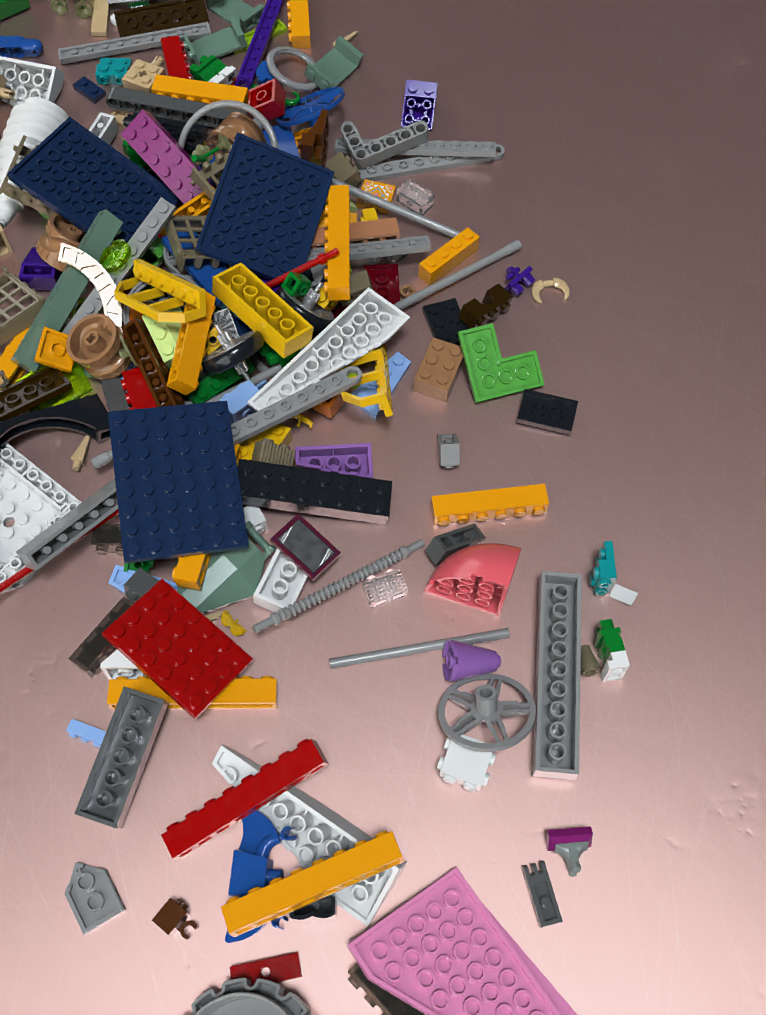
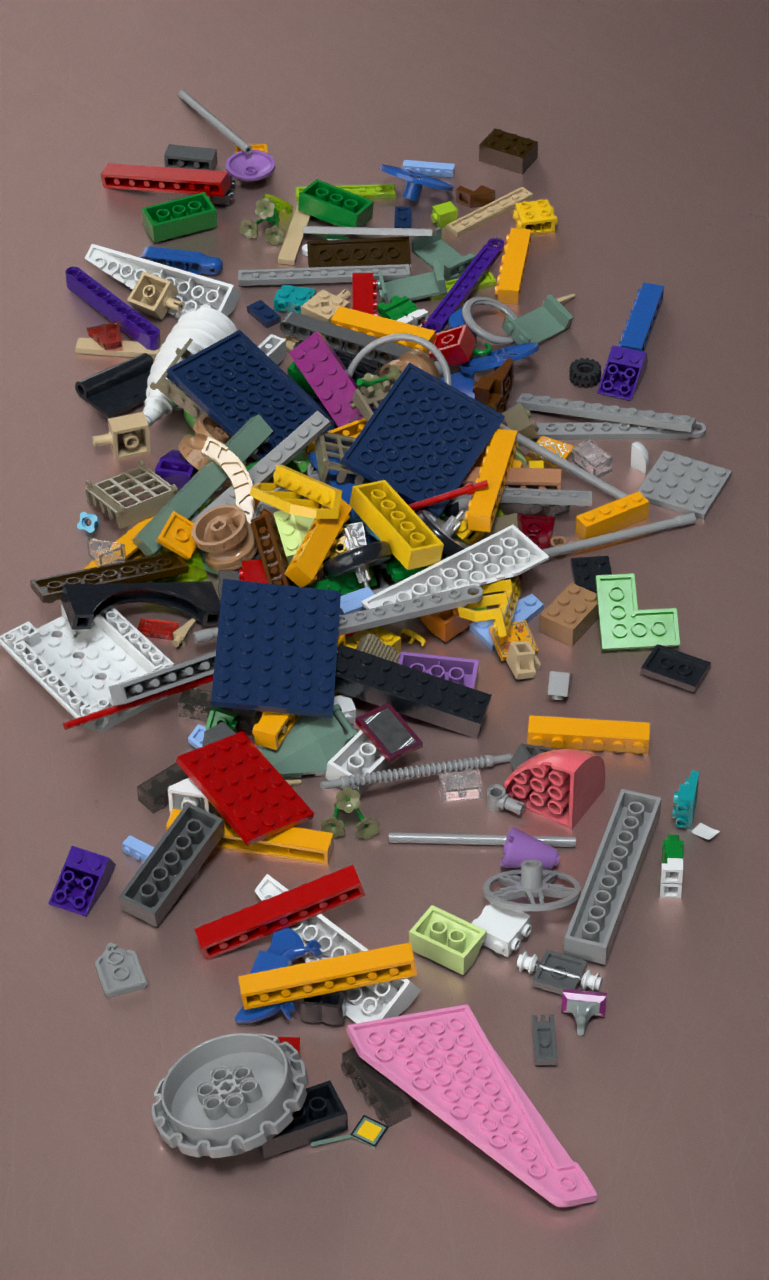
camera: 15 degrees right, 20 degrees down
(33, 788) = (82, 881): none -> dark purple slope
(54, 453) = (157, 629): none -> clear red tile
(115, 256) = (260, 458): clear neon green tile -> none
(126, 351) = (252, 541): olive piece -> none
(173, 917) = (190, 995): reddish brown brick -> none
(235, 628) = (303, 793): yellow piece -> none
(284, 640) = (348, 801): none -> olive plant
(301, 286) = (441, 512): green brick -> none
(386, 115) = (585, 373): none -> black tyre
(402, 410) = (518, 632): none -> light orange tile
(408, 430) = (522, 660): none -> tan brick
(415, 133) = (569, 405): light grey beam -> none
(418, 789) = (447, 939): none -> yellowish green slope
(421, 45) = (643, 317): none -> blue brick
(432, 599) = (498, 800): none -> light grey pin
(457, 189) = (639, 457): none -> white brick
(495, 301) = (649, 565): dark brown arch -> none
(500, 210) = (684, 484): none -> light grey plate
(513, 274) = (680, 546): dark purple hips -> none
(535, 804) = (559, 972): none -> dark grey plate
(556, 282) = (706, 558): tan piece -> none
(589, 664) = (648, 876): dark tan cone -> none

